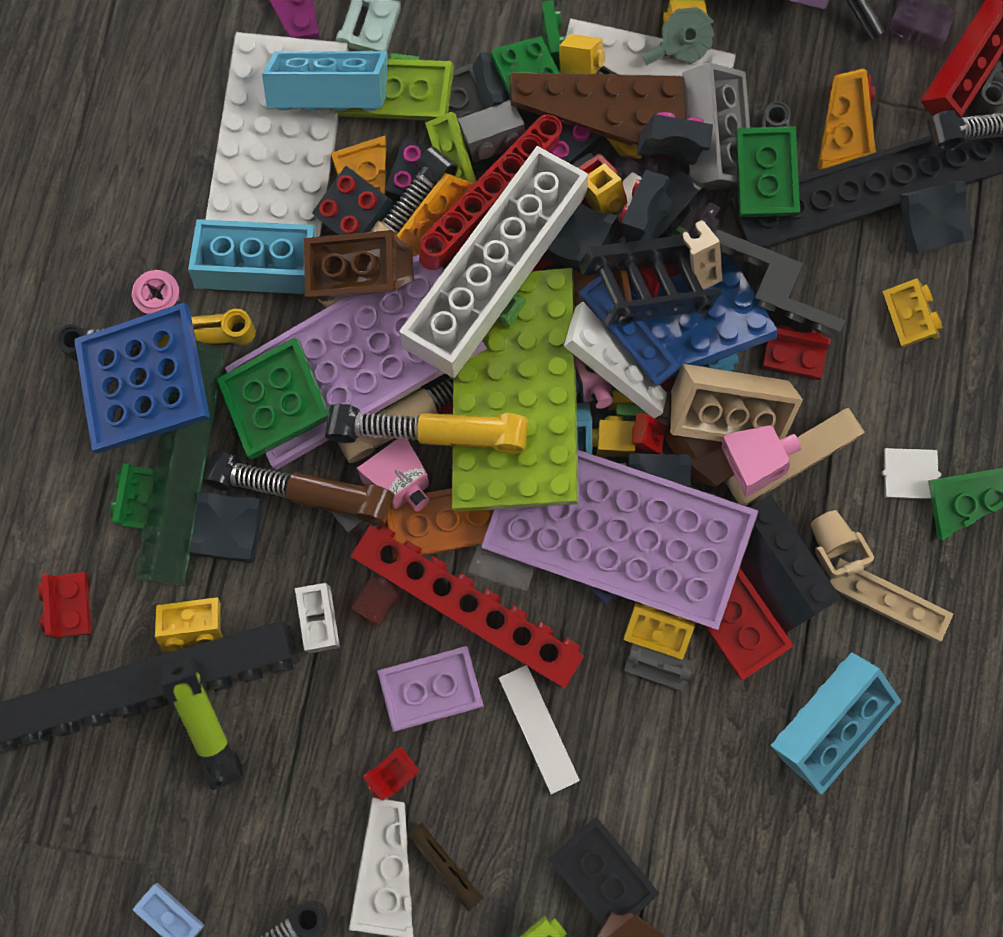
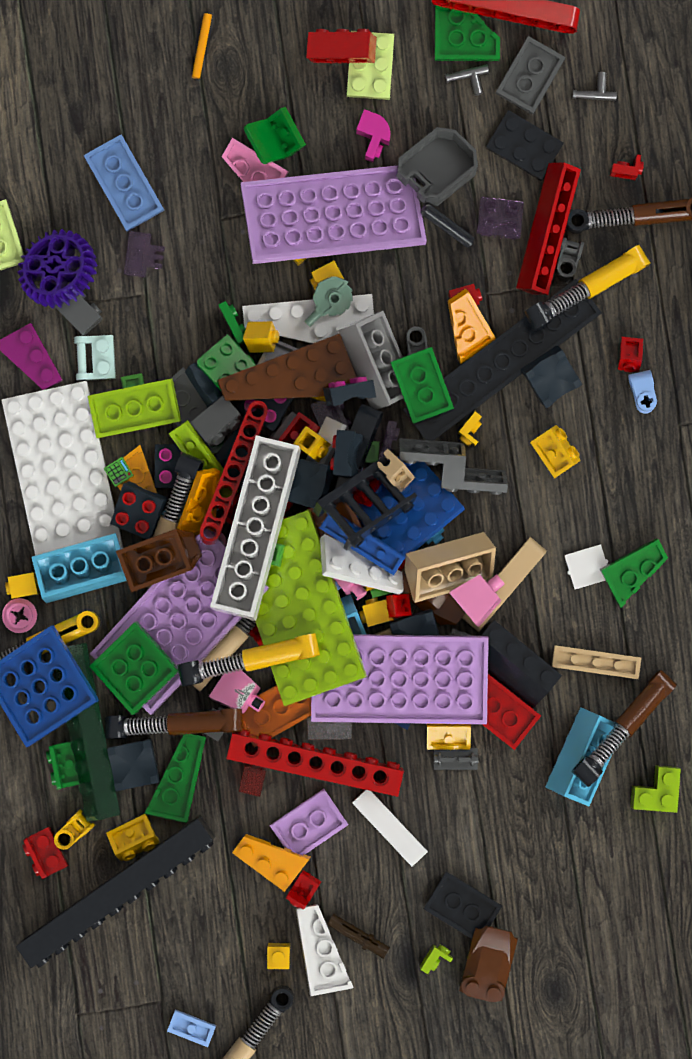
camera: 20 degrees left, 10 degrees up
(116, 587) = (74, 830): none -> yellow piece
(171, 255) = (22, 585): none -> yellow brick
(184, 688) = (156, 888): piece -> none
(272, 579) = (177, 786): none -> green wing
(317, 618) = (218, 805): white brick -> none
(325, 856) = (278, 956): none -> yellow brick
(326, 80) = (84, 420): medium azure slope -> none
(346, 154) = (118, 471): none -> bright green tile
(361, 719) = (272, 862): none -> light orange wing
(796, 353) = (482, 508): red bracket -> none
(810, 248) = (471, 425): none -> yellow bracket
(836, 539) = (547, 632): tan piece -> none
(931, 813) = (663, 795): none -> lime brick
(962, 664) = (625, 726): none -> piece

